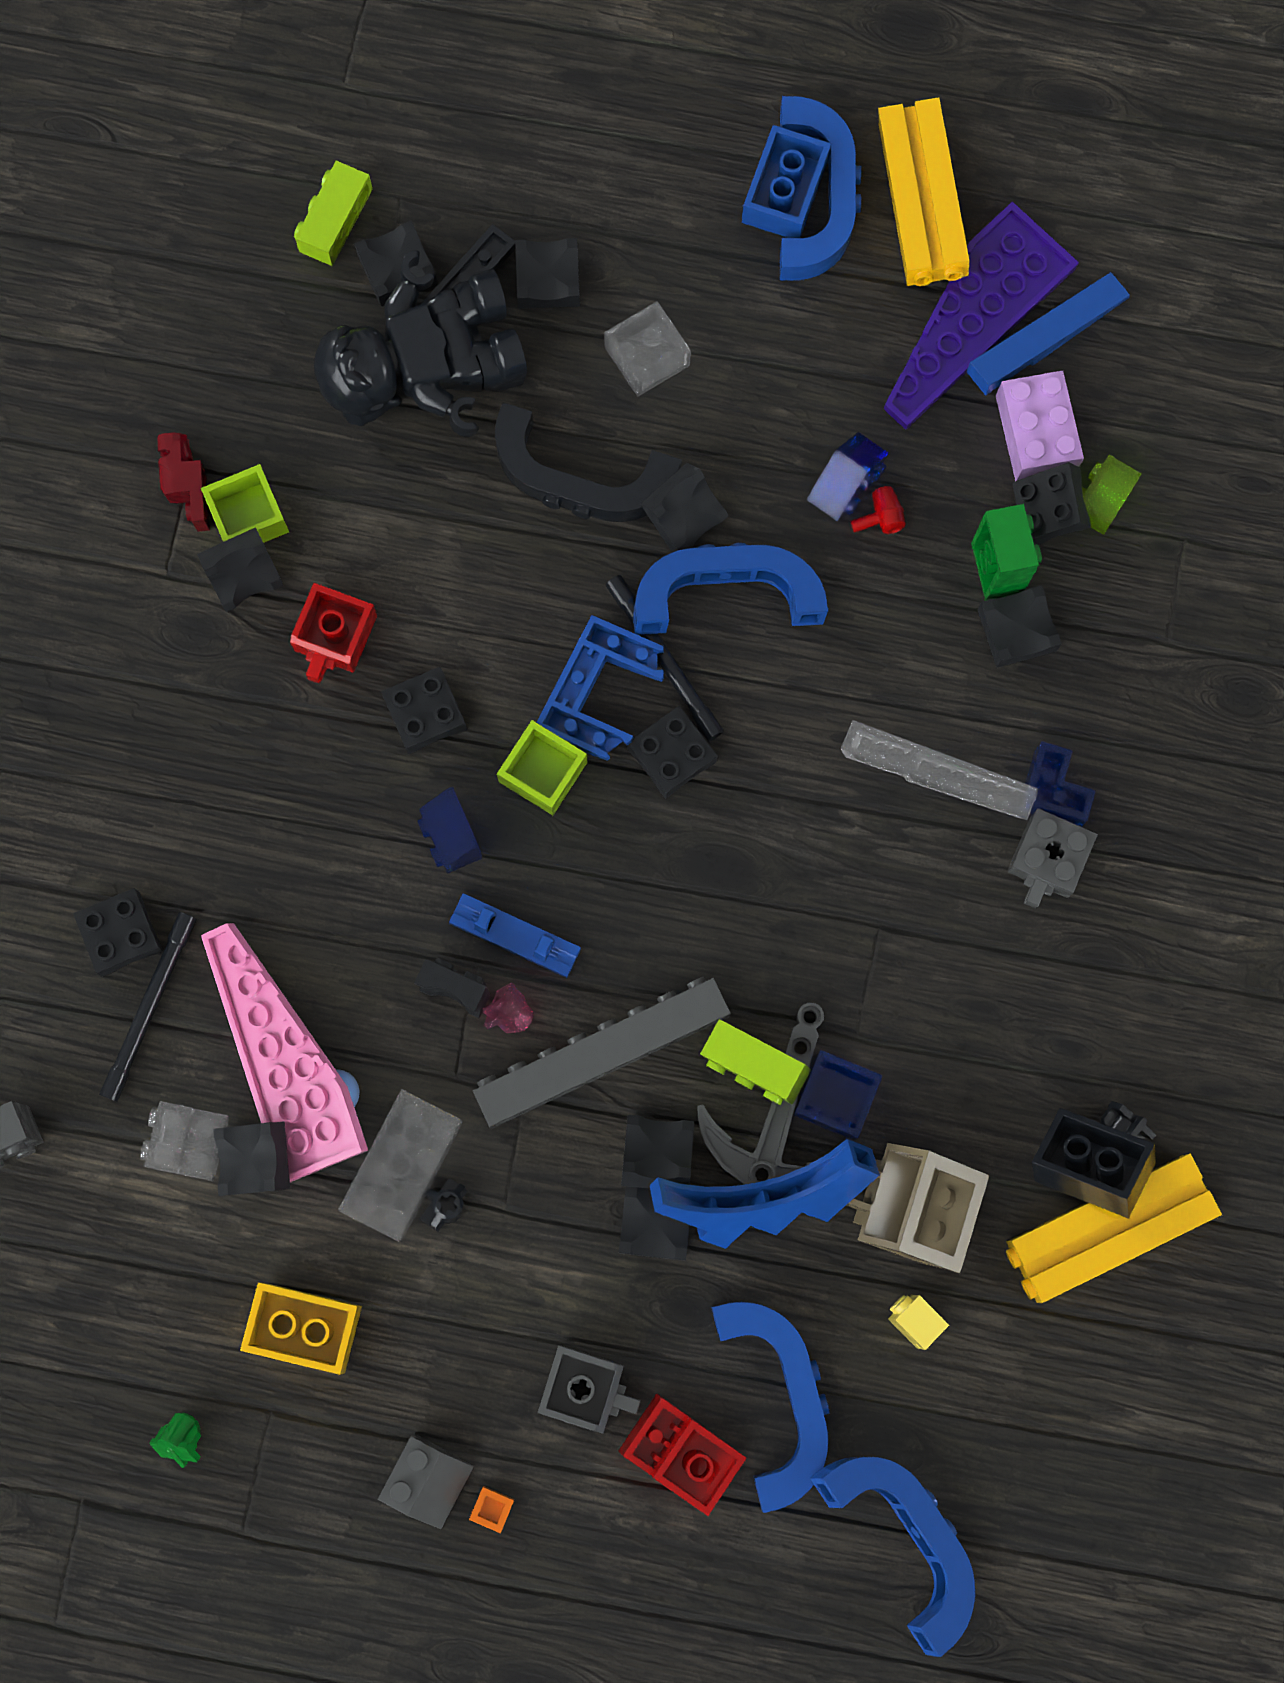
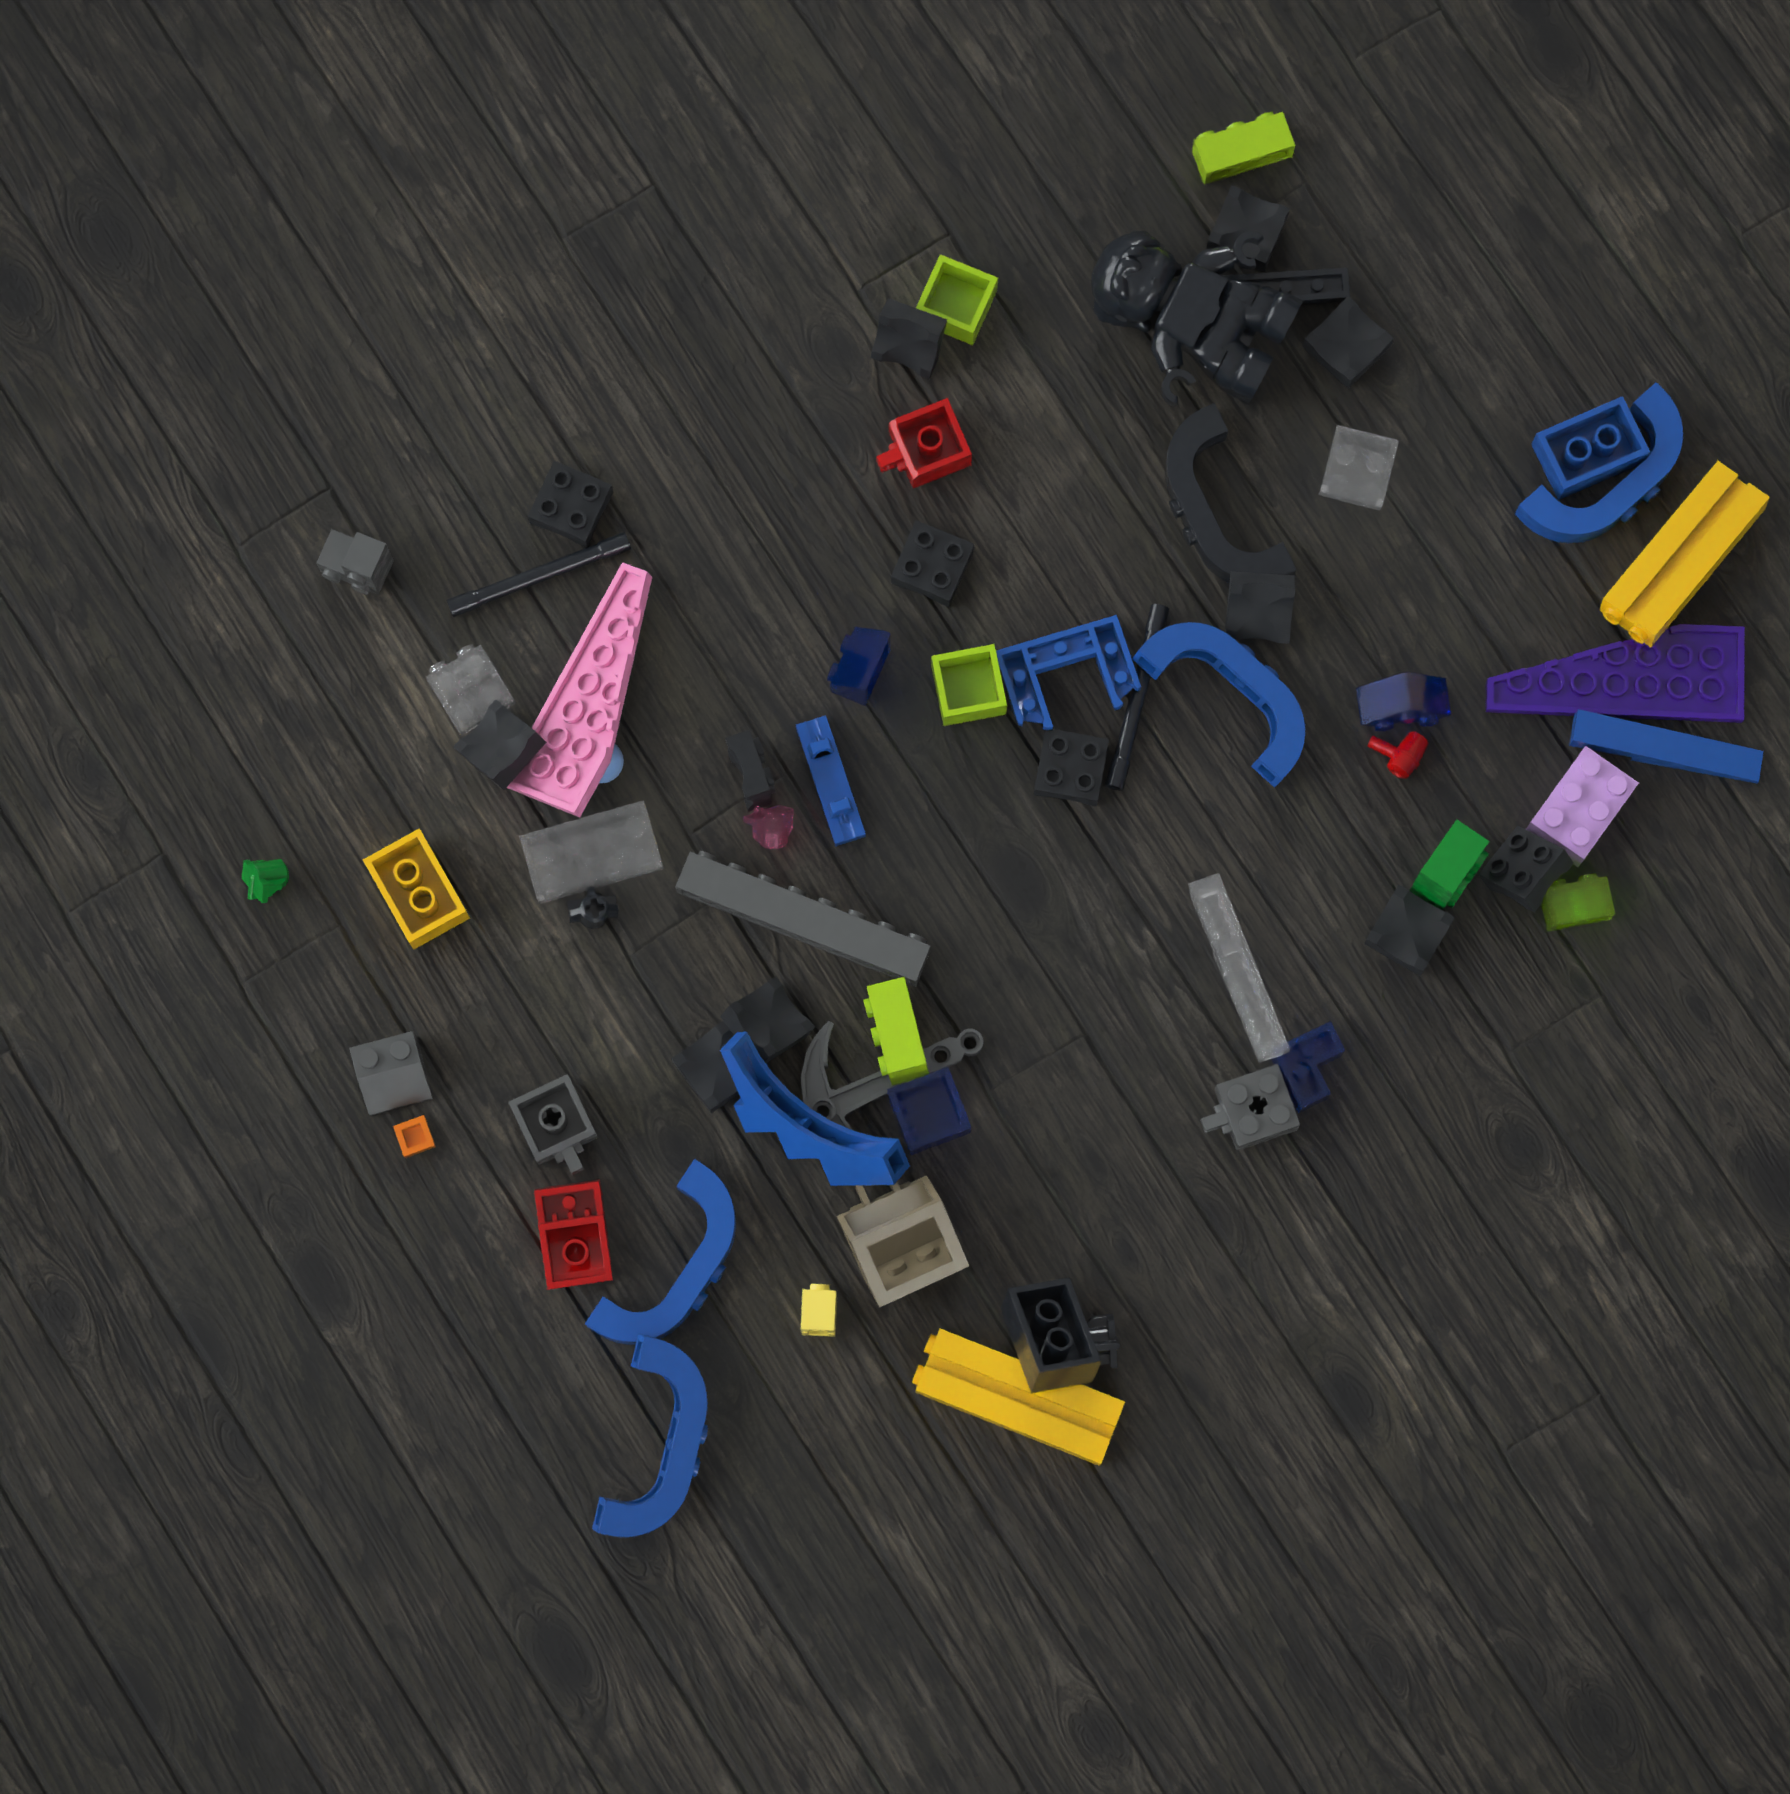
camera: 50 degrees right, 0 degrees up
(183, 478) = (938, 233): dark red plate -> none

